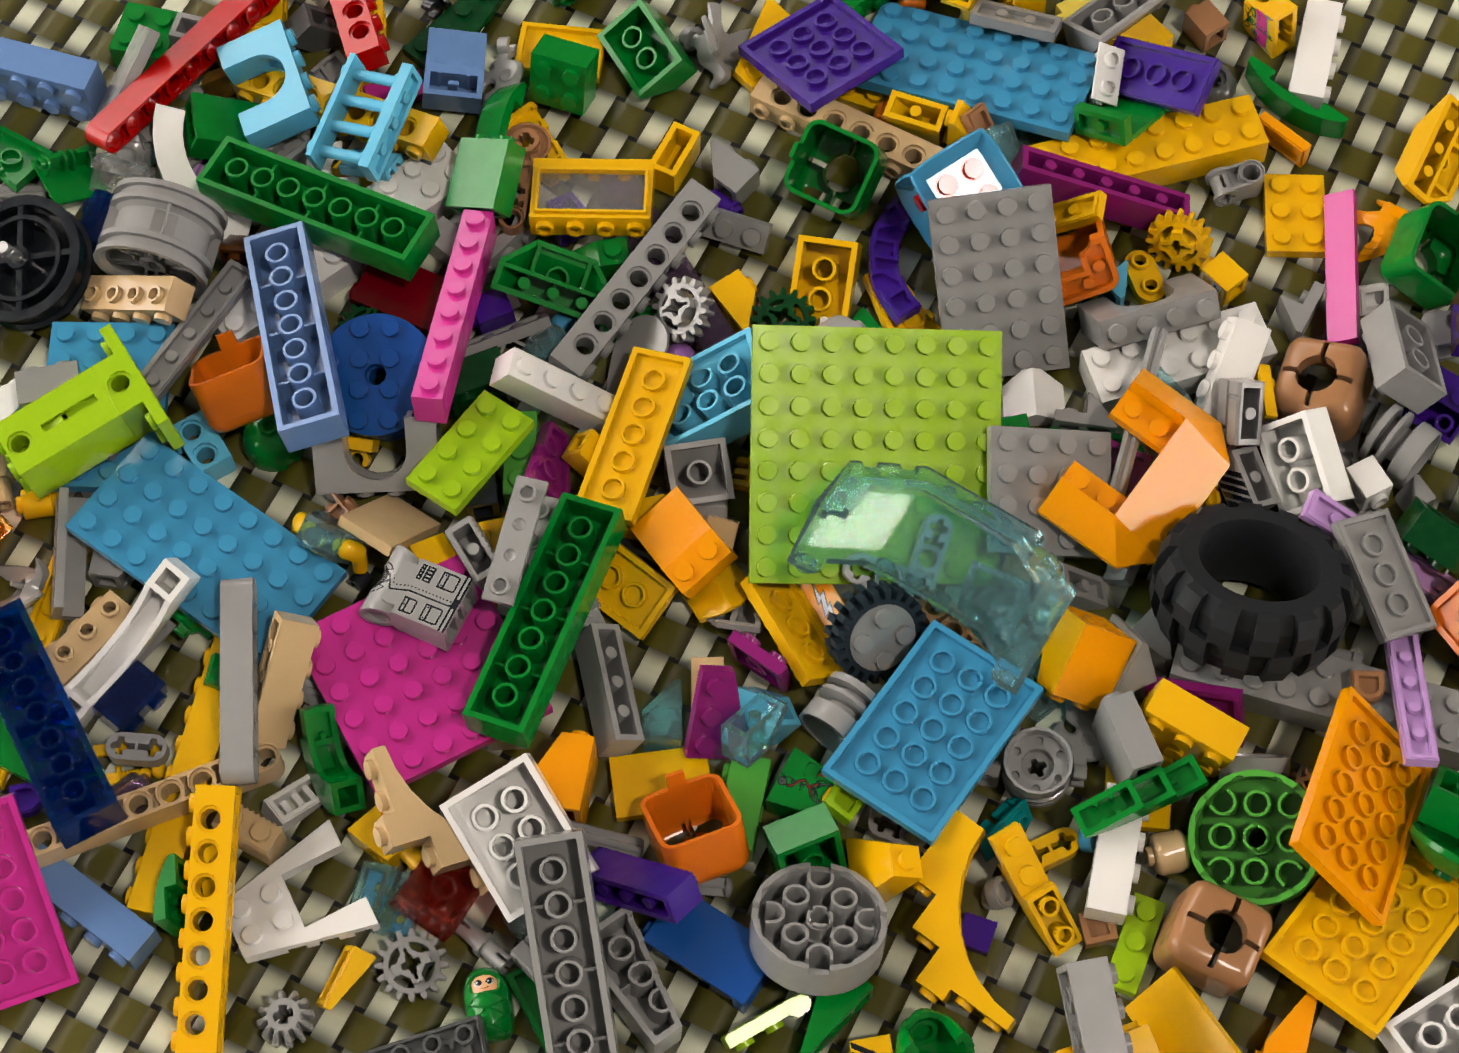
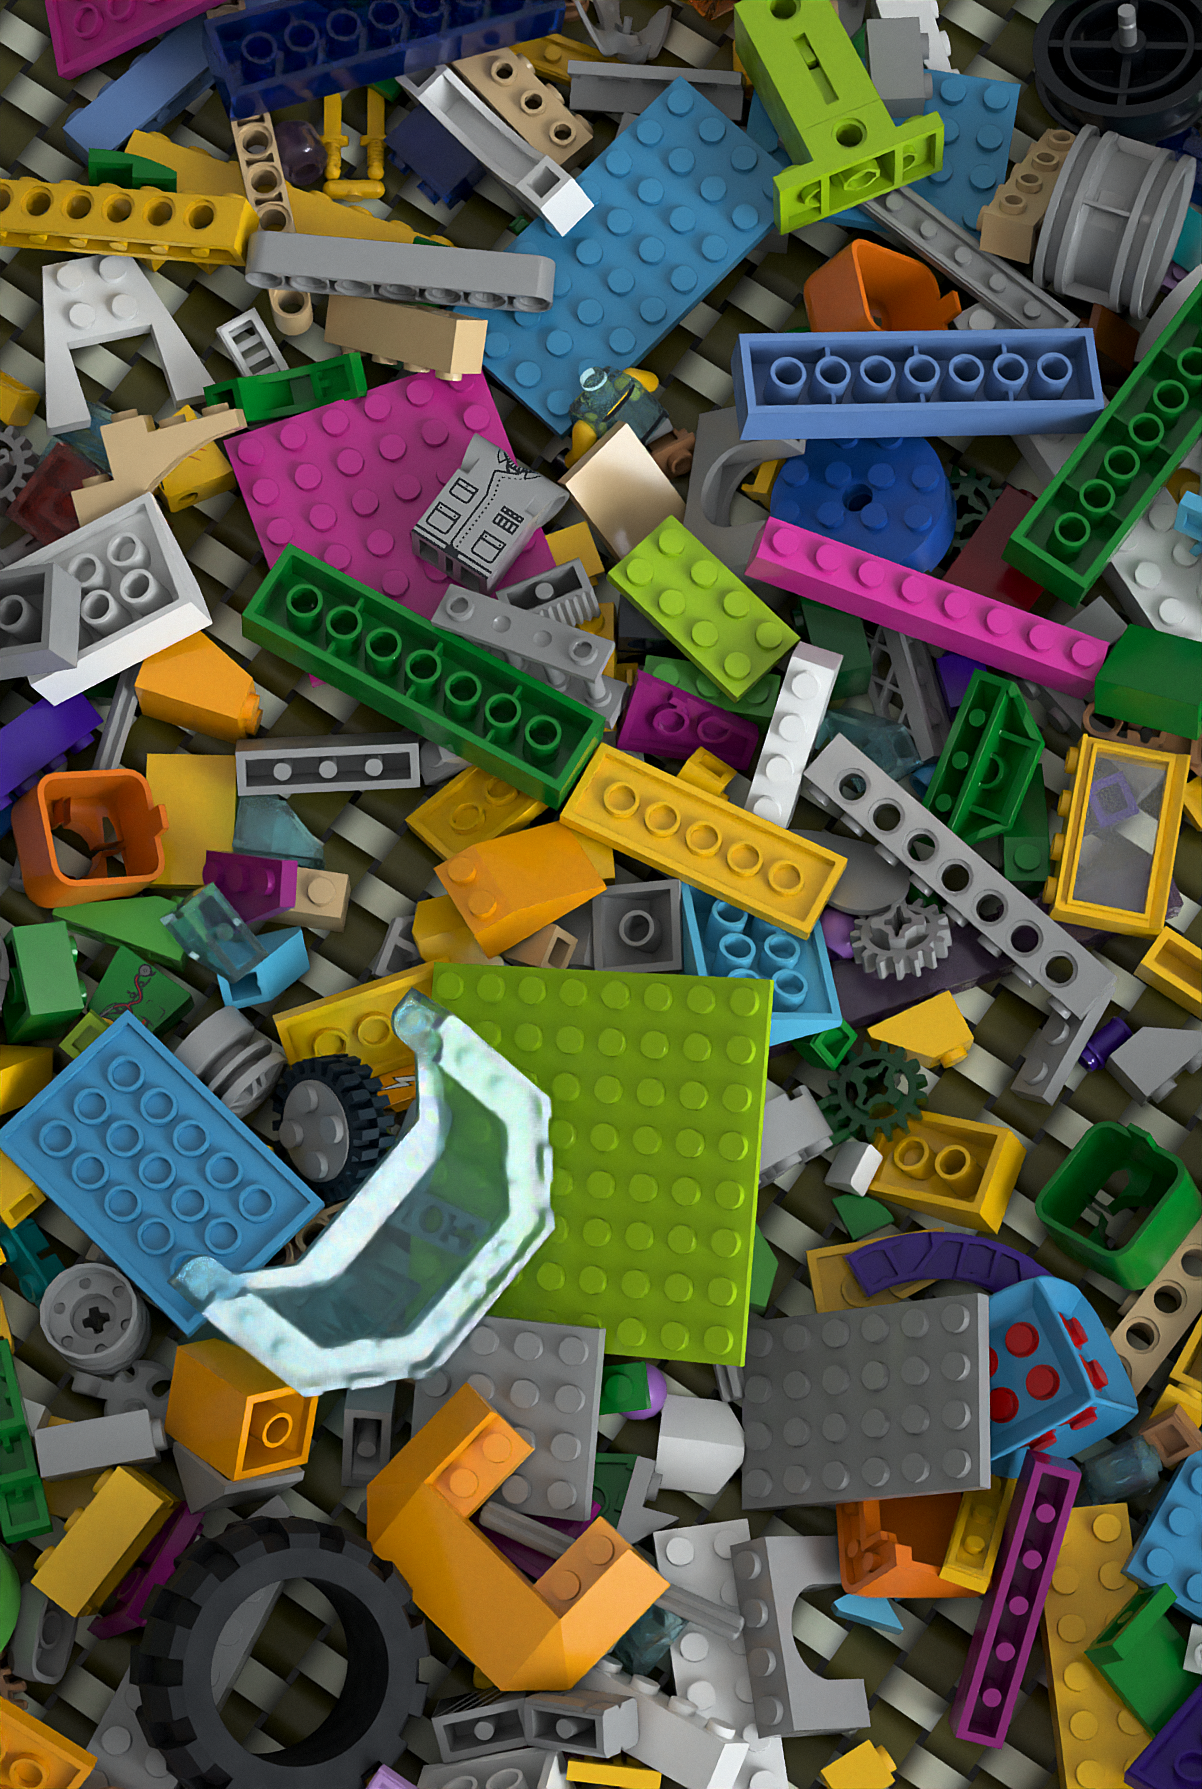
camera: 95 degrees right, 10 degrees up
(136, 753) = (367, 163): light grey beam -> none
(206, 446) = (796, 265): medium azure brick -> none
(258, 836) = (209, 298): tan brick -> none
(766, 665) = (329, 965): magenta plate -> none
(1144, 275) = (884, 1658): yellow plate -> none
(1179, 240) = (923, 1715): yellow gear -> none

